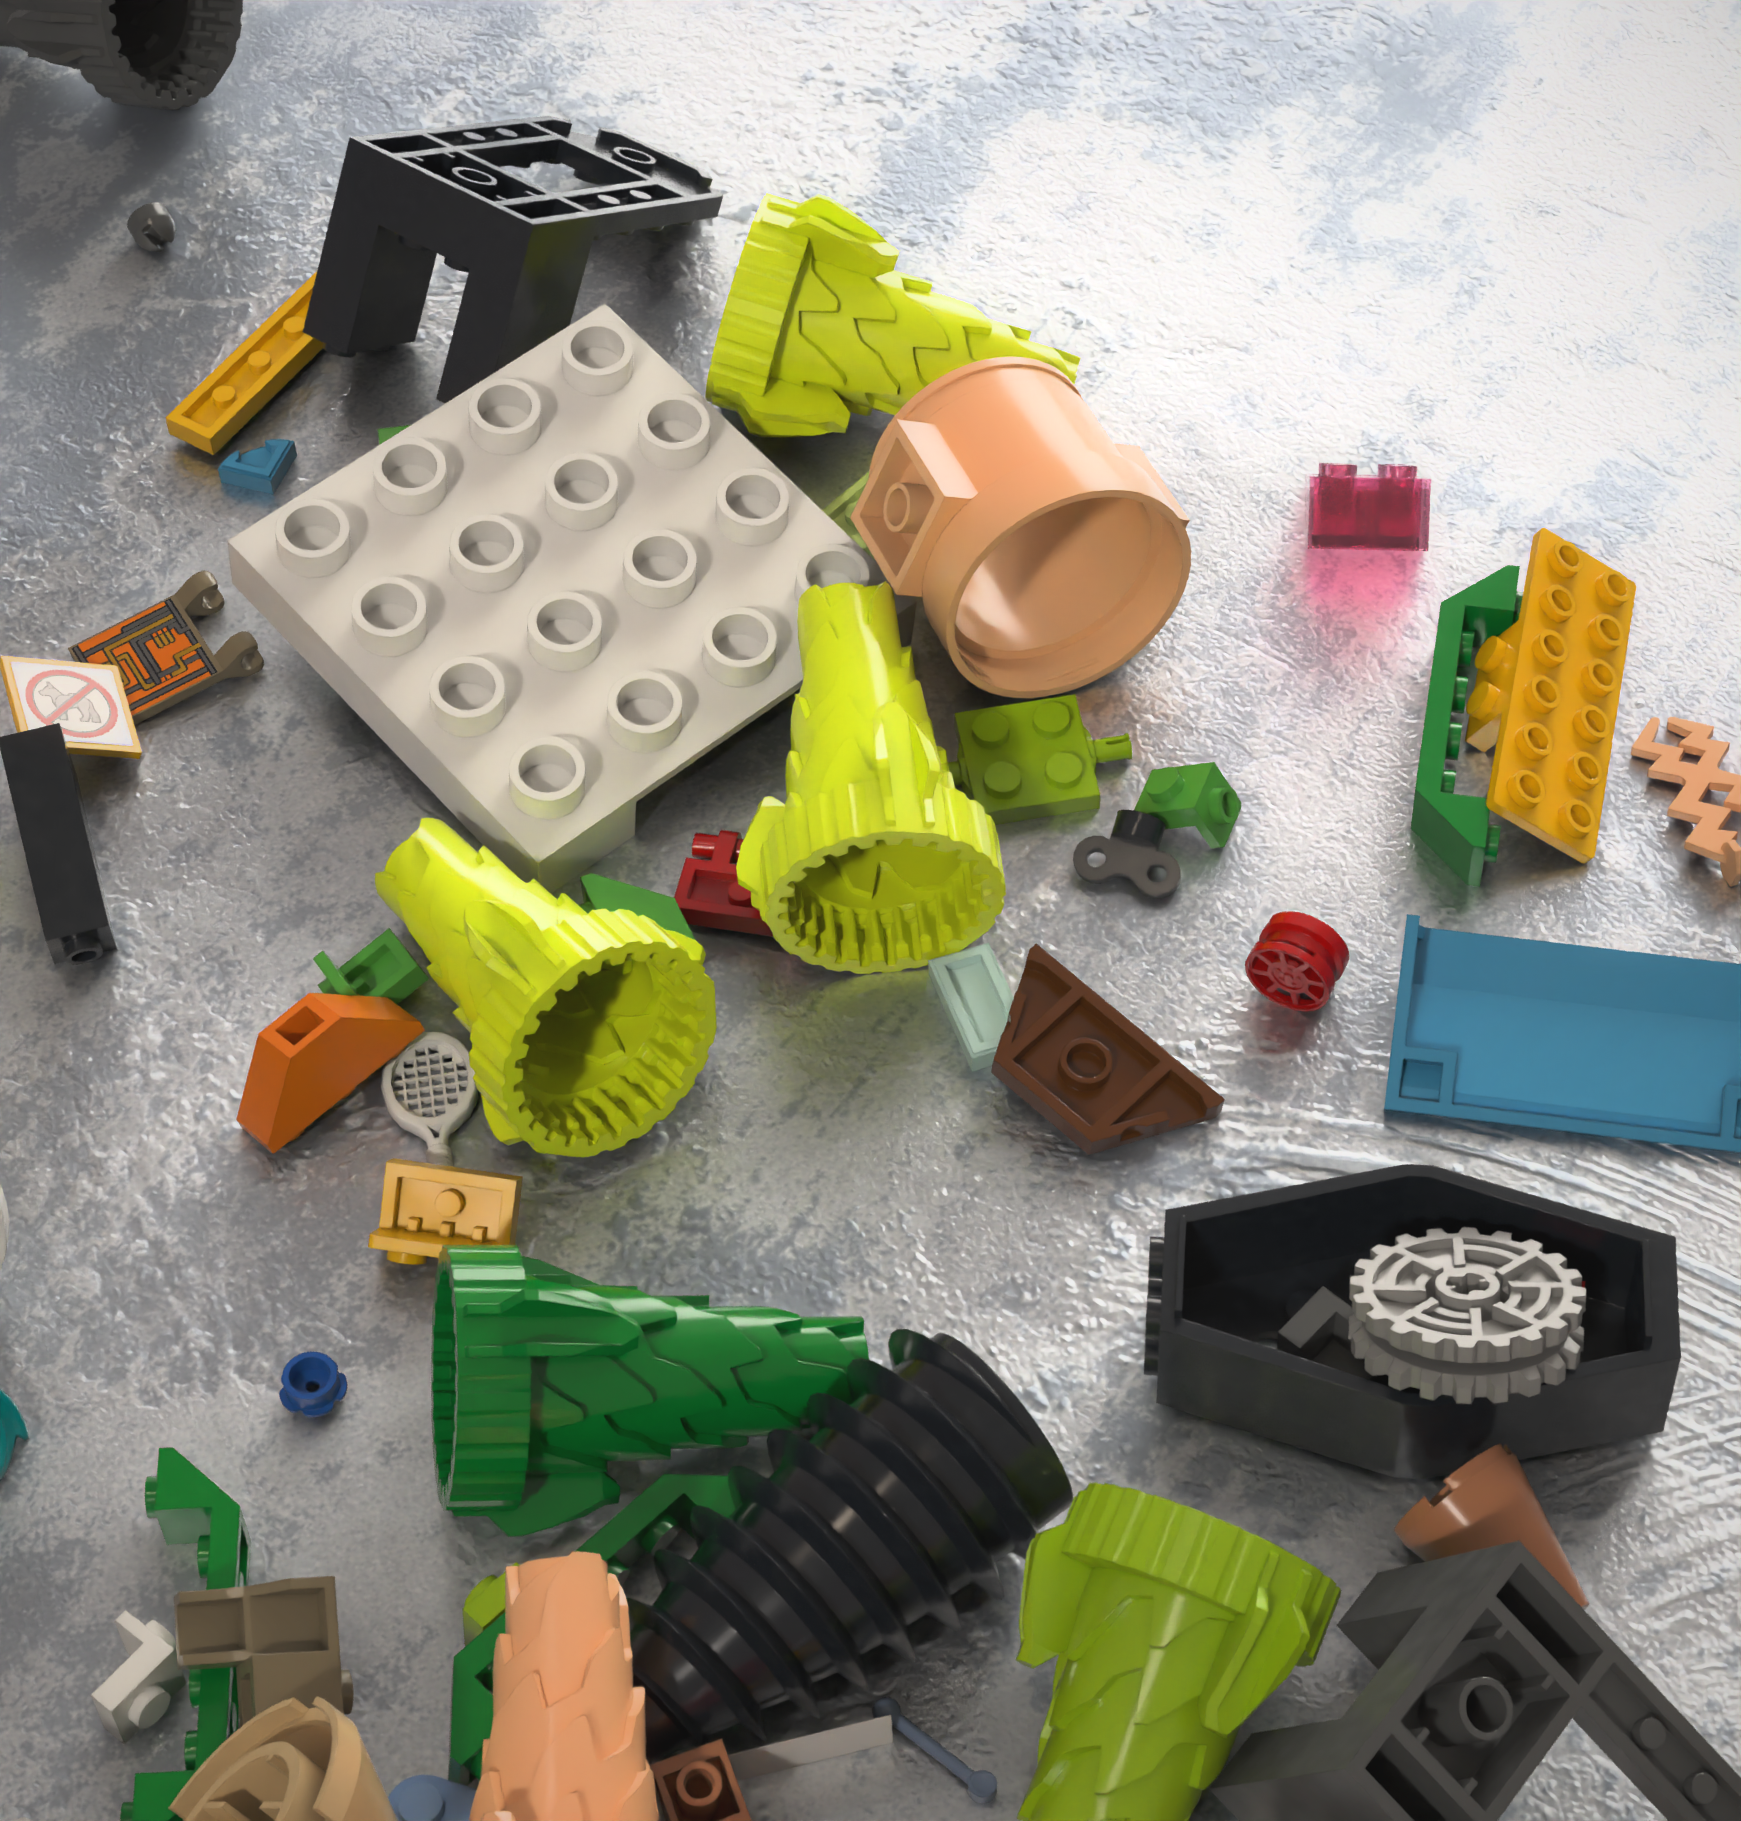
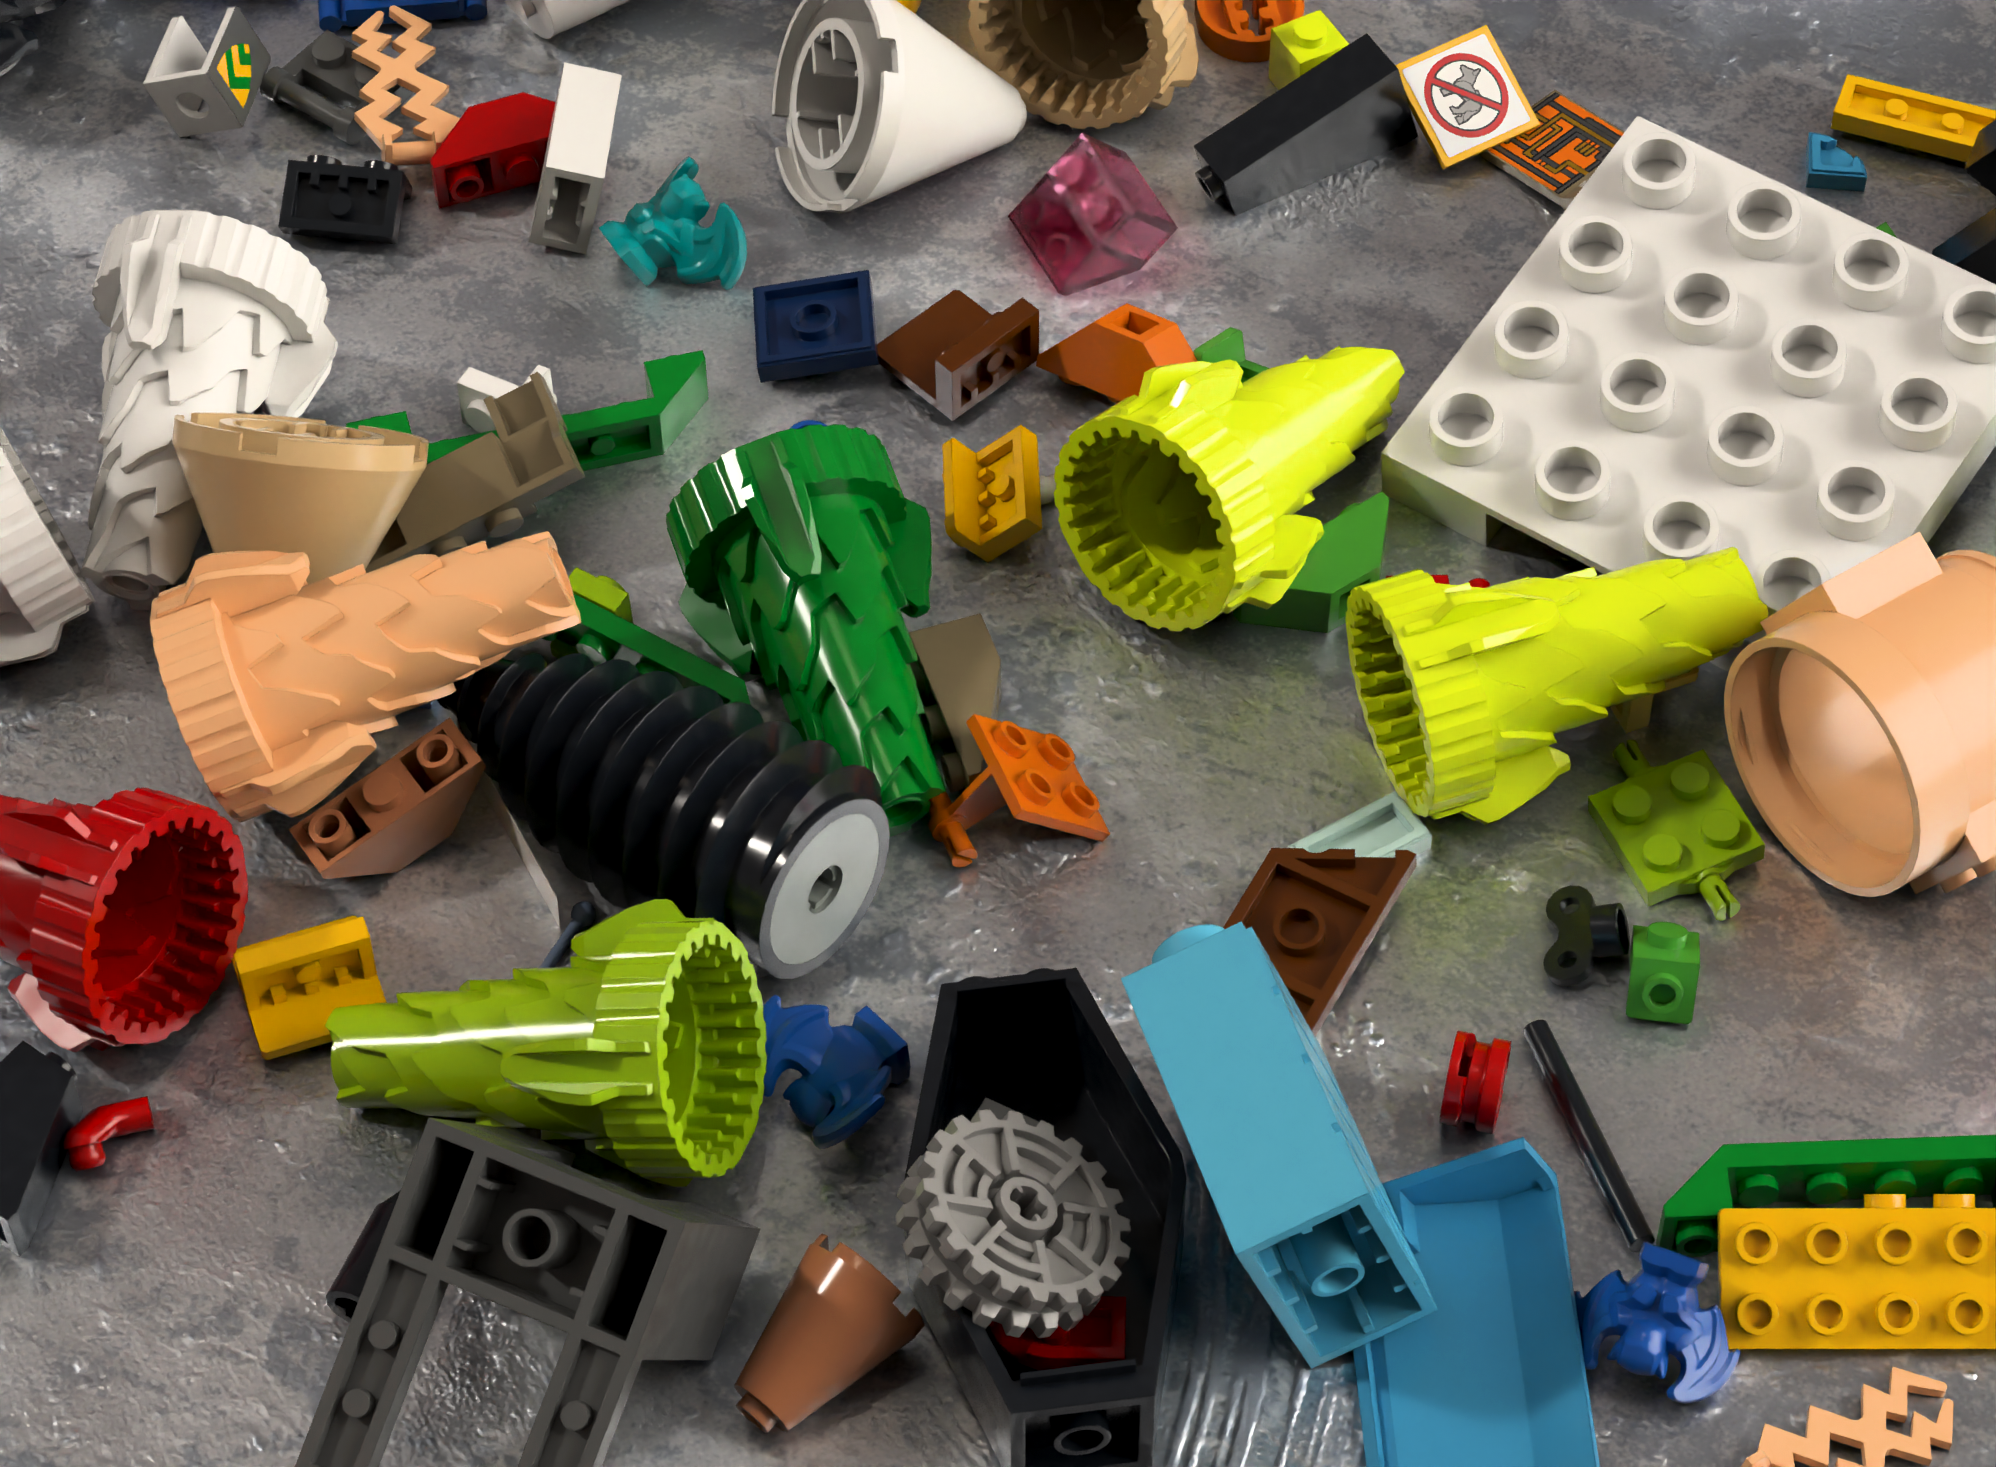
camera: 75 degrees right, 0 degrees up
(90, 1064) = (1091, 217): none -> clear pink slope
(137, 1348) = (815, 326): none -> dark blue plate
(229, 1218) = (961, 351): none -> reddish brown bracket
(729, 1278) = (955, 679): none -> dark tan slope
(871, 1236) = (1030, 775): none -> orange plate
(1192, 1472) = (839, 1065): none -> blue animal
(1354, 902) = (1588, 1135): none -> black bar
(1400, 1072) = (1276, 1142): none -> medium azure brick
(1578, 881) = (1659, 1317): none -> blue animal

